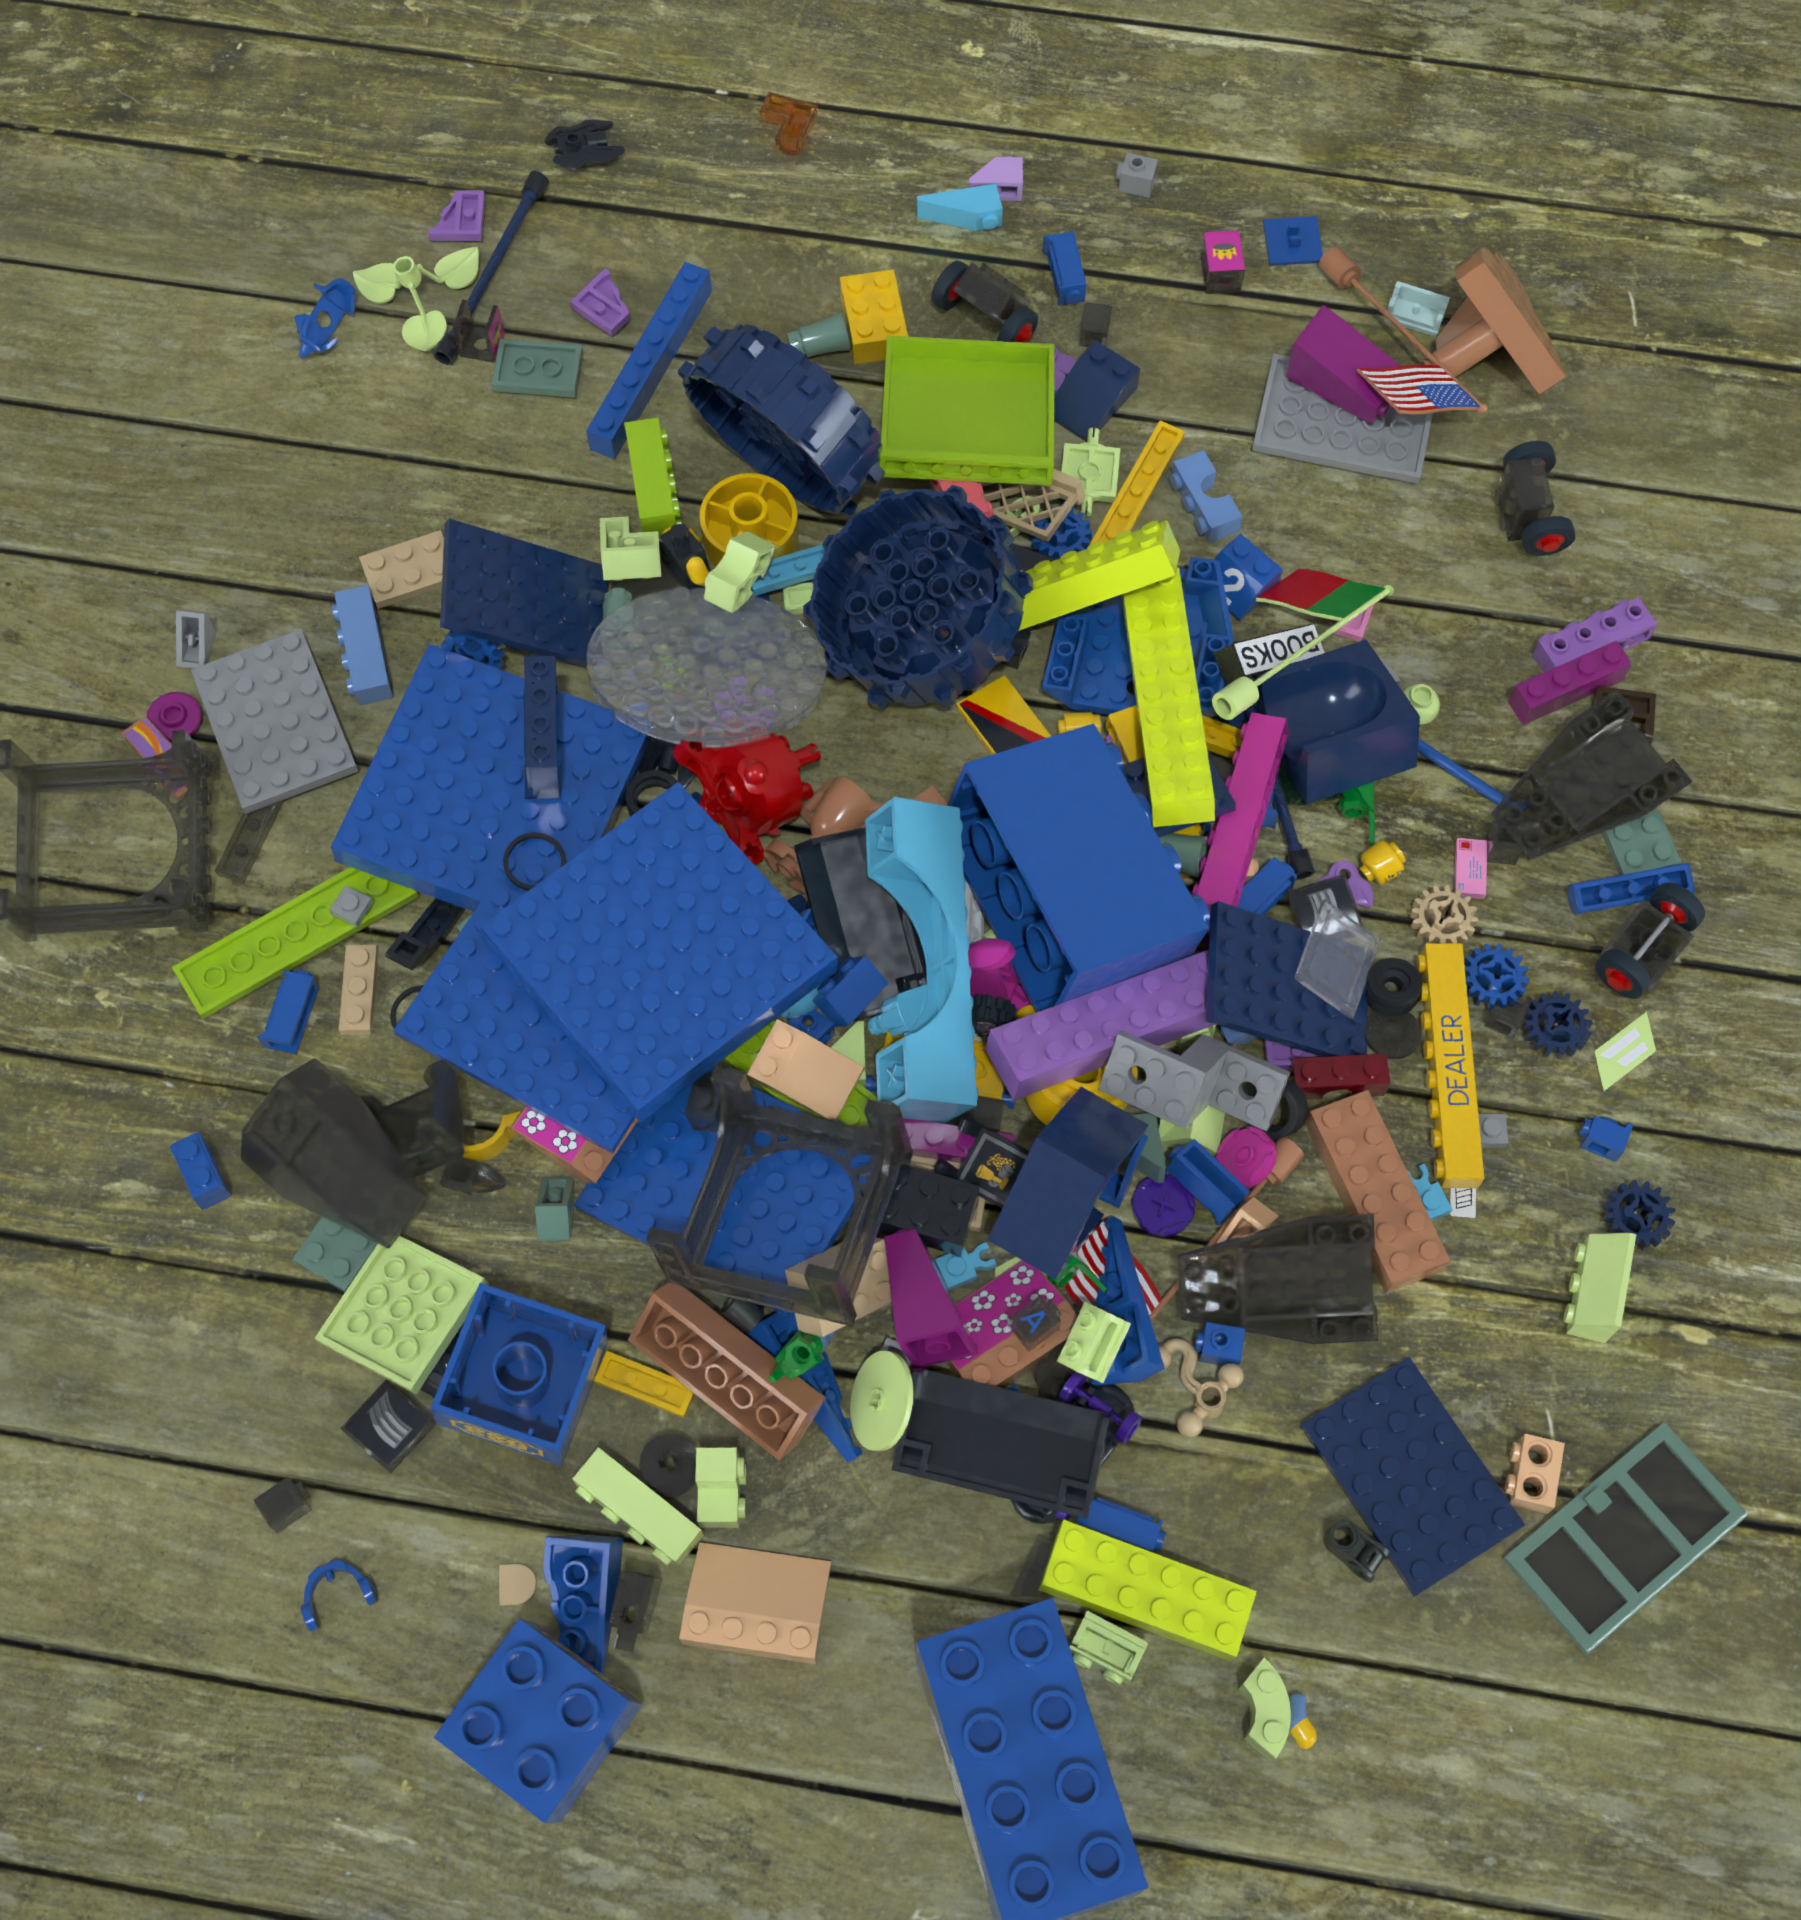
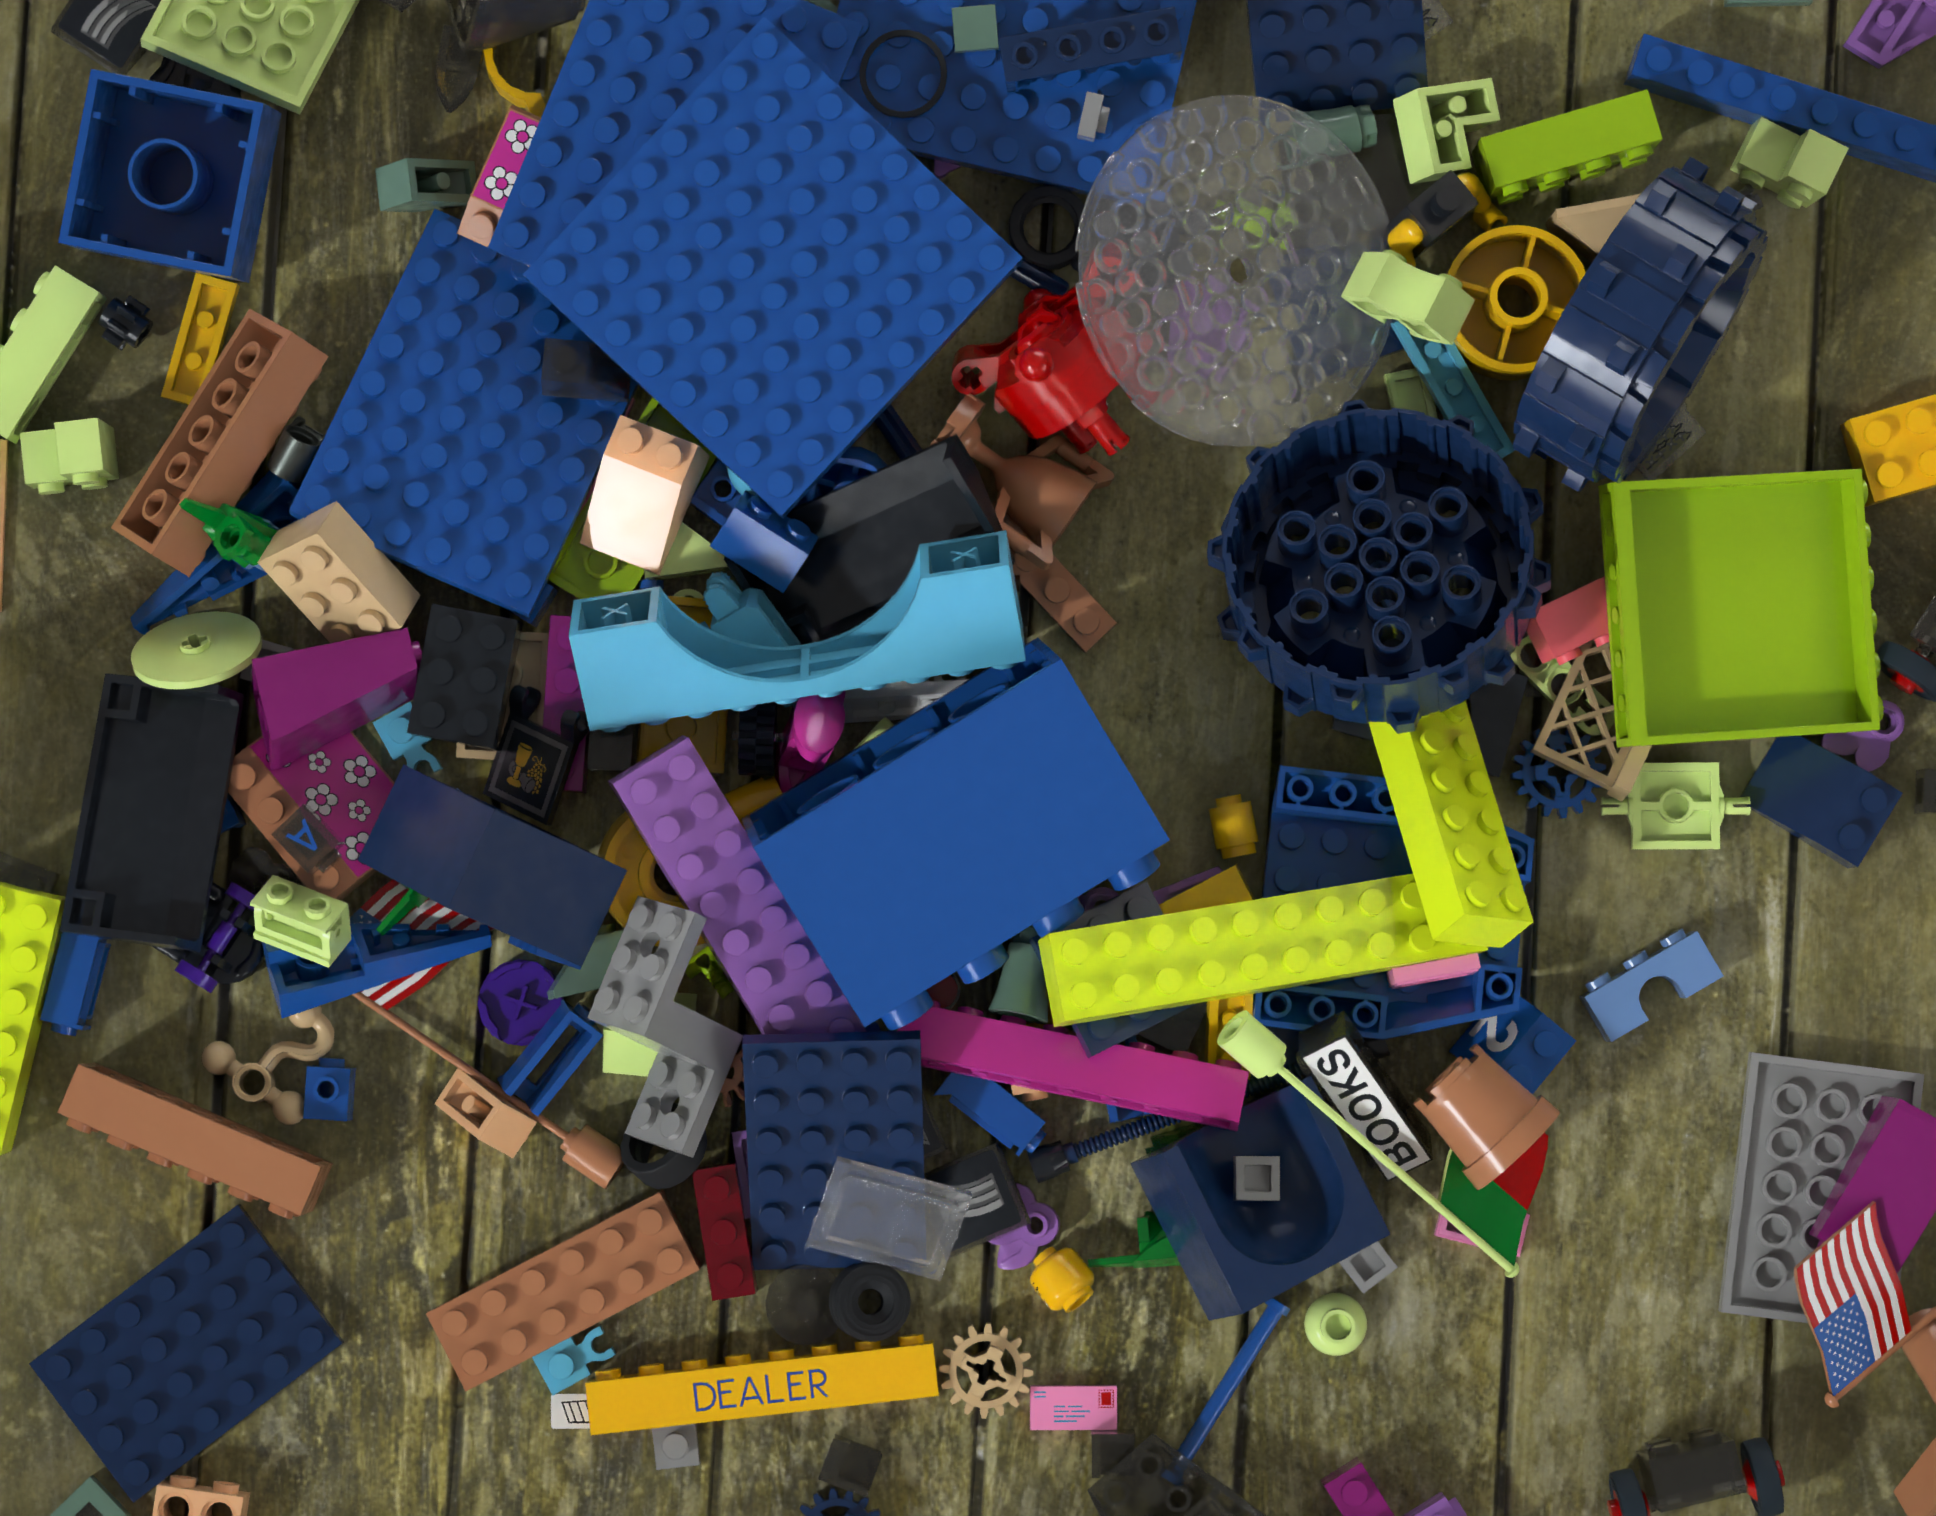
camera: 85 degrees right, 20 degrees up
(511, 809) = (975, 28): none -> sand green tile
(586, 741) = (1093, 117): none -> light grey plate
(623, 1437) = (125, 322): none -> black gear
(654, 1457) = (76, 383): clear smoke piece -> none
(683, 344) = (1787, 163): none -> yellowish green brick
(710, 464) = (1589, 225): none -> tan slope
(740, 1119) = (537, 411): clear smoke arch -> none
(821, 337) = (1869, 366): sand green plant -> none
(1001, 717) = (1210, 736): tile -> none
(1141, 482) = (1651, 880): yellow plate -> none
(1190, 606) = (1433, 971): none -> bright pink tile
(1247, 1155) = (592, 1109): dark pink tile -> none
(1248, 1449) = (195, 1138): none -> nougat brick
(1287, 1281) = (410, 1172): clear smoke wedge -> none
(1290, 578) = (1485, 1115): none -> nougat piece
(1323, 719) = (1256, 1178): none -> light grey plate
(1358, 1550) = (75, 1290): pearl dark grey piece -> none
(1507, 975) = (881, 1443): blue gear -> none

